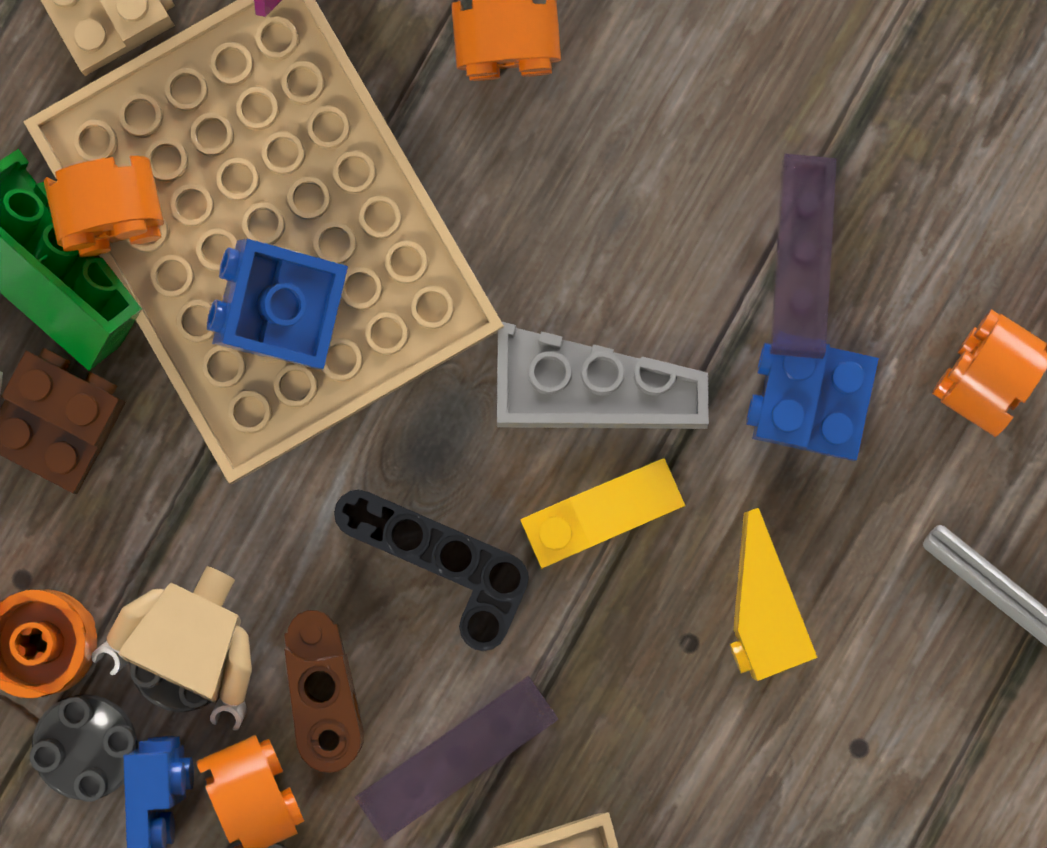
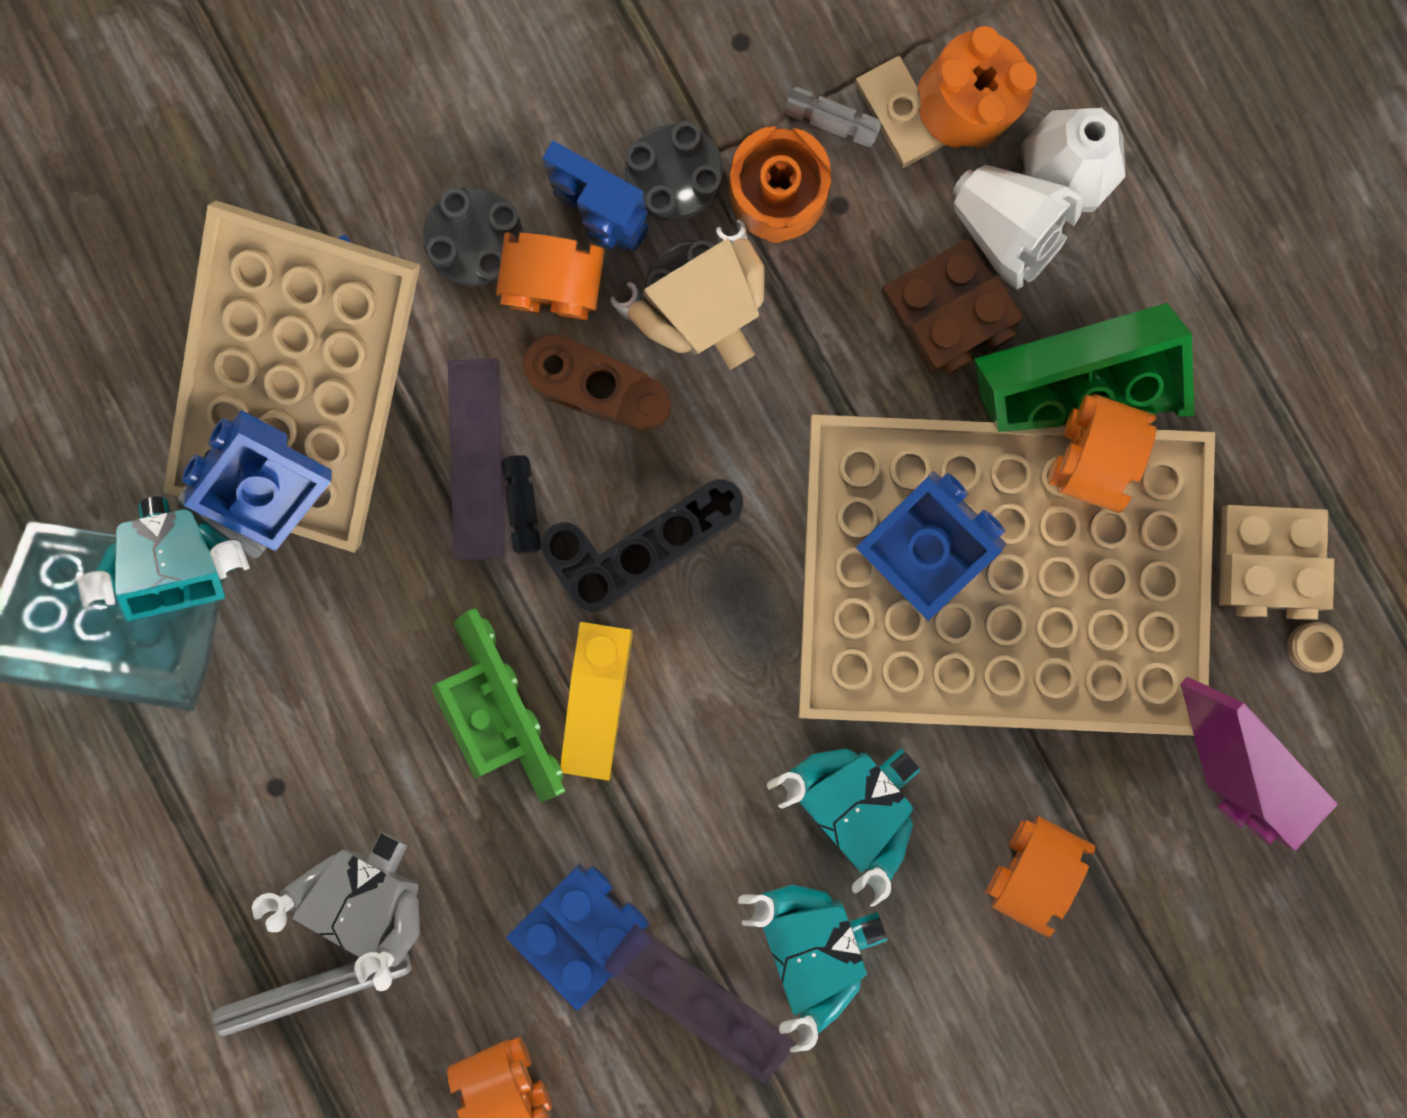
camera: 120 degrees right, 0 degrees up
(471, 691) = (521, 504): none -> black axle
(550, 225) = (857, 809): none -> teal torso
(583, 386) = (710, 749): light grey wing -> none
(673, 597) = (489, 714): none -> bright green bracket
(697, 185) = (814, 953): none -> teal torso
(766, 613) = (430, 782): yellow slope -> none
(912, 607) = (355, 904): none -> light grey torso

